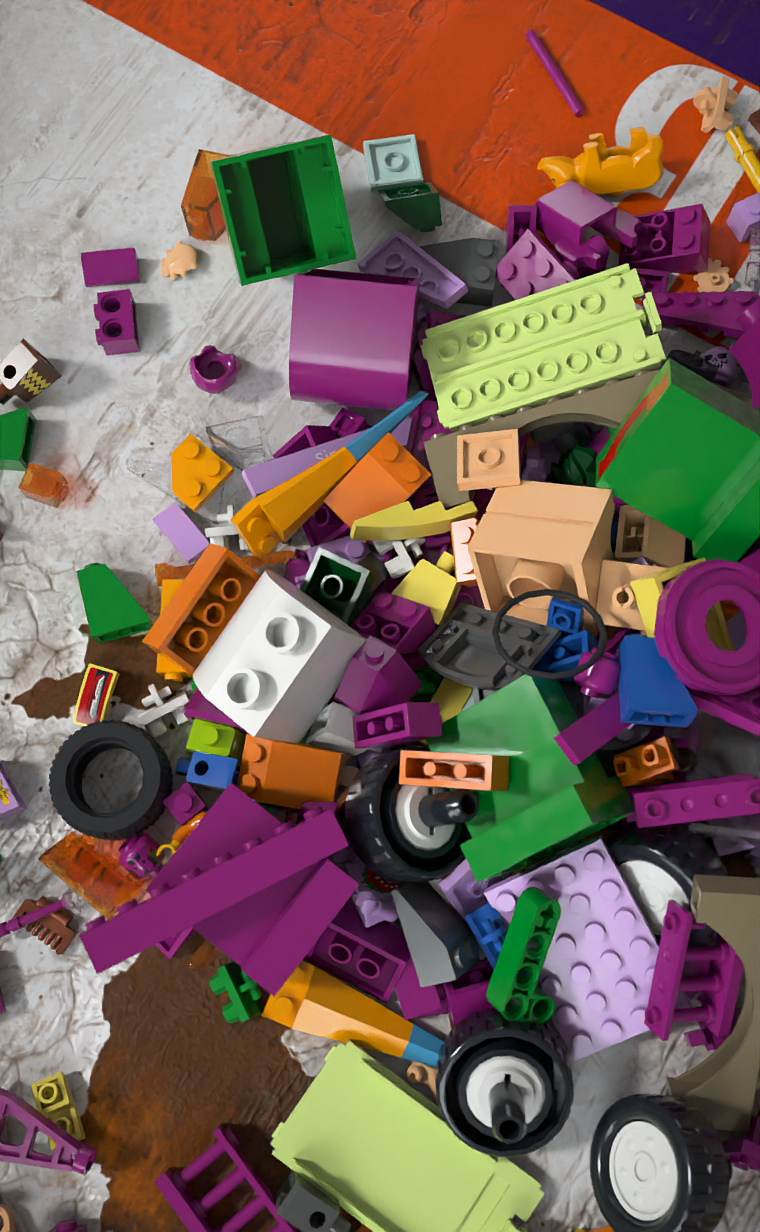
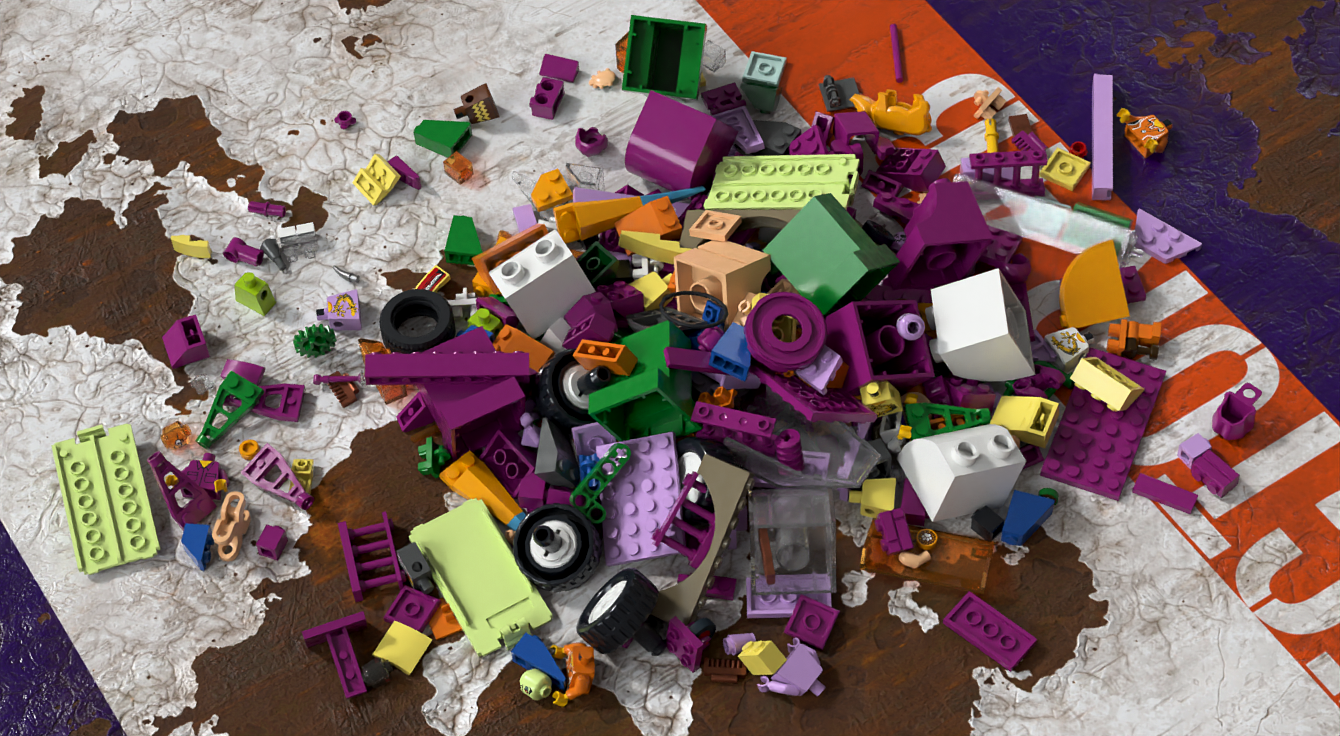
camera: 25 degrees right, 20 degrees down
(365, 220) = (723, 99): none -> magenta plate
(511, 163) = (837, 93): none -> dark grey hinge

